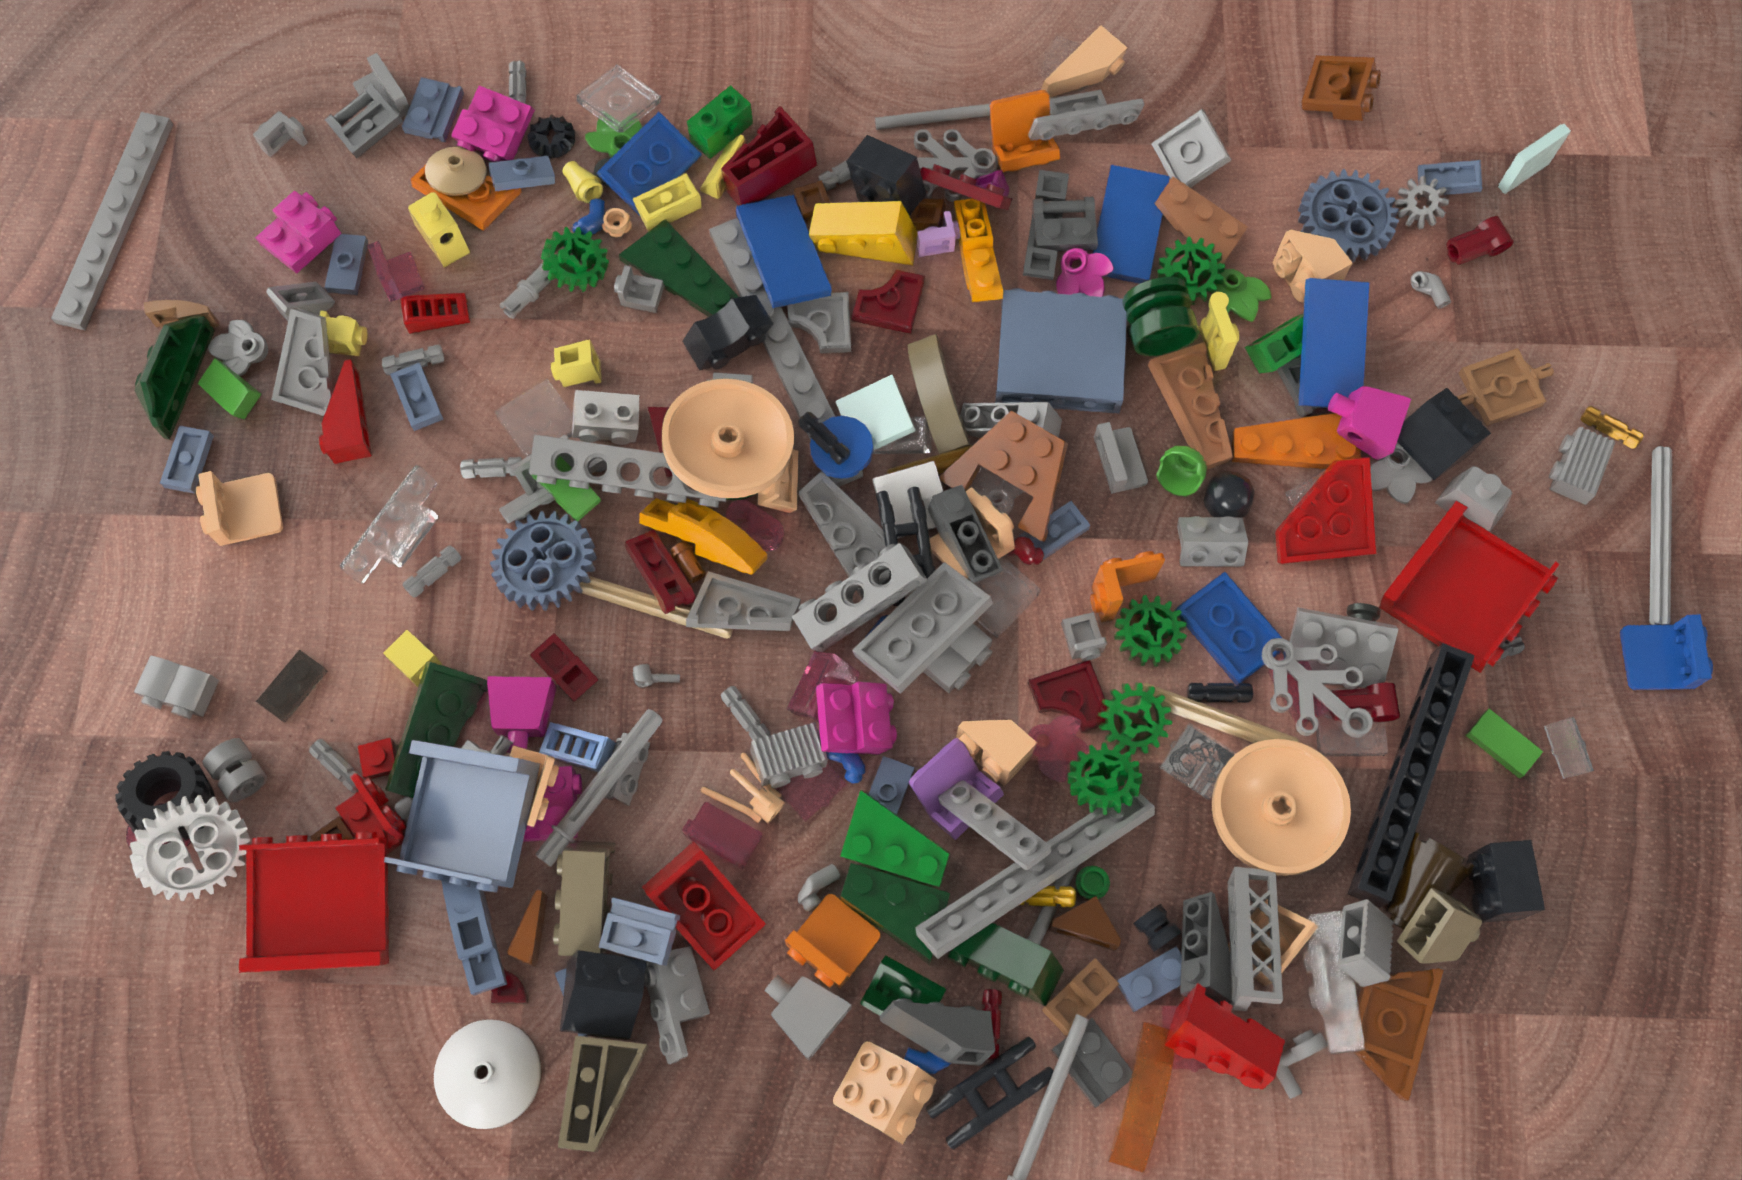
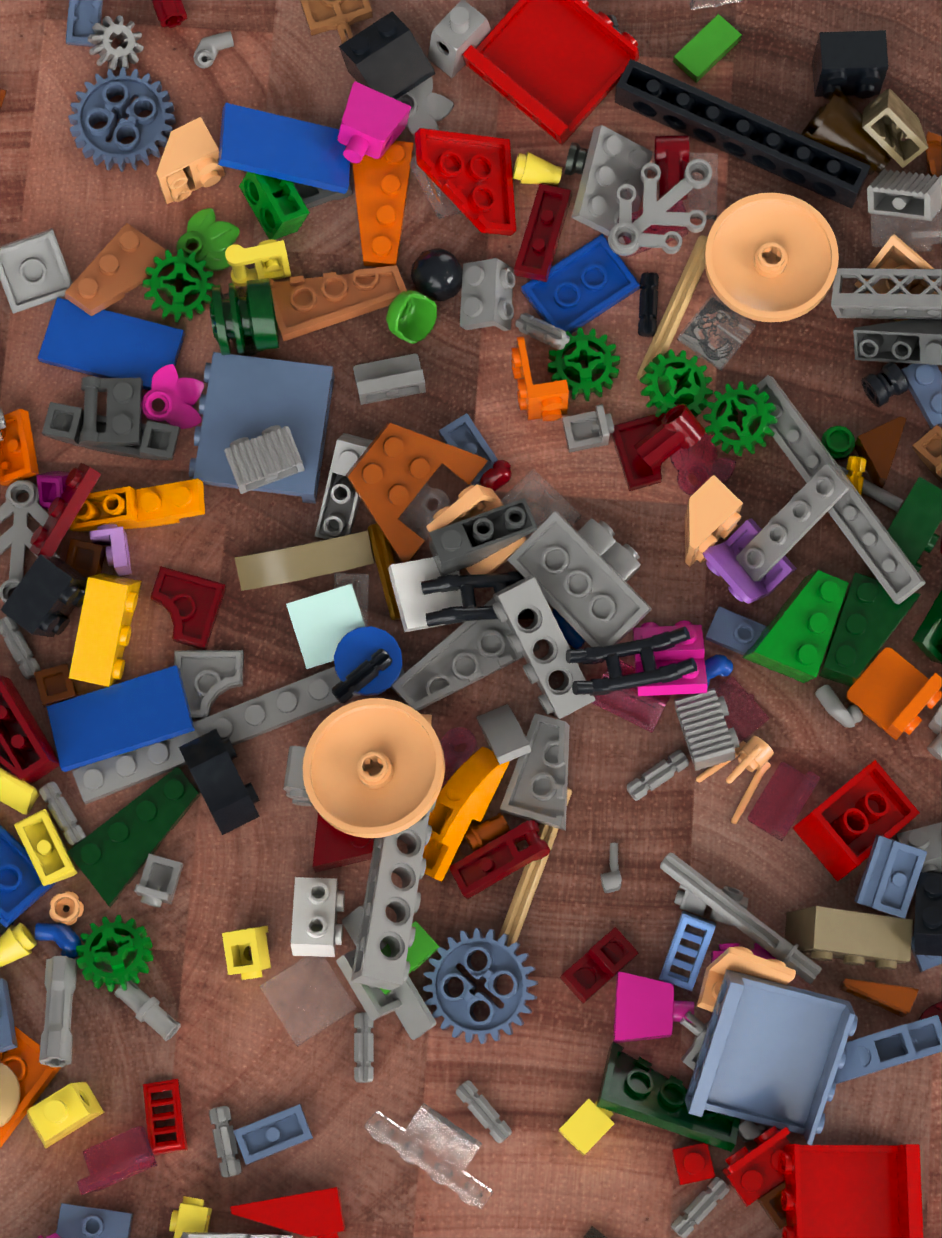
camera: 85 degrees left, 5 degrees up
(504, 216) = (57, 1037): none -> light grey axle
(700, 214) = (62, 813): none -> light grey axle
(776, 568) = (504, 734): none -> light grey slope
(850, 656) = (645, 648): none -> black piece
(1024, 341) = (264, 458): none -> light grey brick
(1085, 714) = (677, 431): none -> dark red piece
(1178, 589) = (542, 331): none -> light grey axle
(1281, 587) = (542, 232): none -> dark red plate
(1346, 579) = (535, 170): none -> light yellow cone

